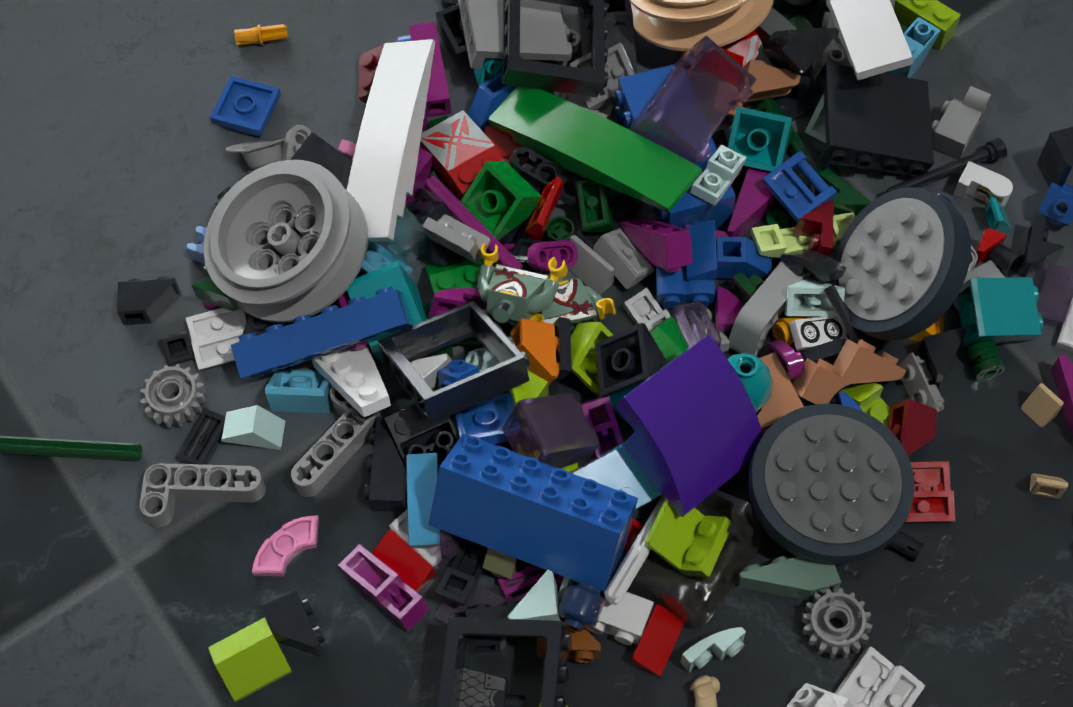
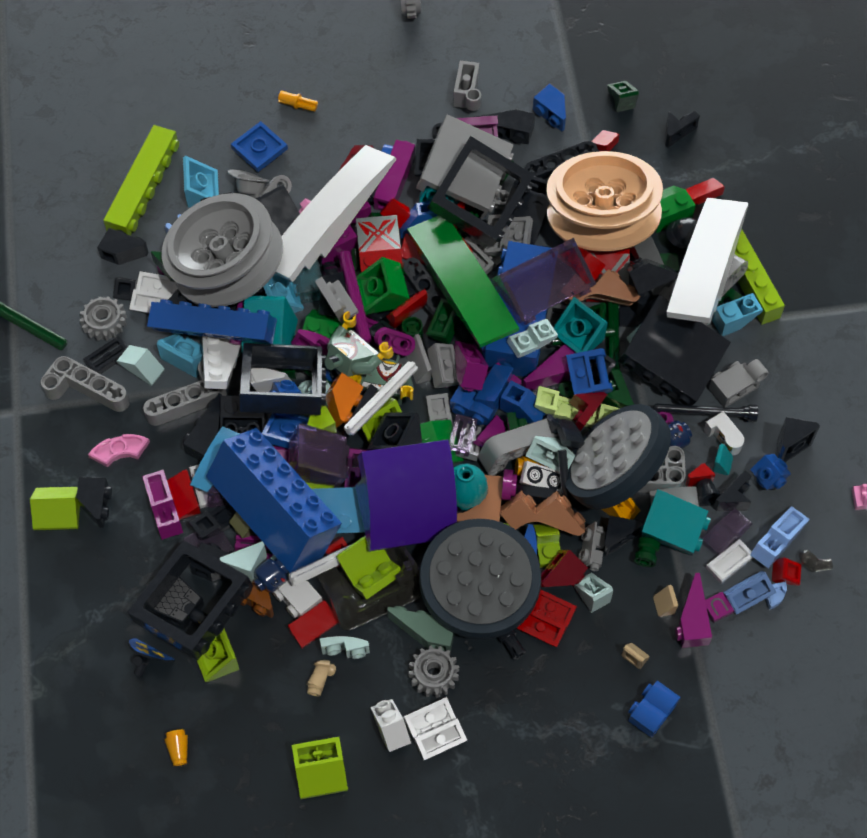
camera: 25 degrees right, 0 degrees up
(123, 208) = (142, 180): none -> lime brick
(197, 179) = (199, 181): none -> medium azure slope
(456, 103) = (396, 208): none -> red slope
(581, 329) = (380, 398): none -> white axle
(957, 434) = (594, 592): none -> light aqua slope

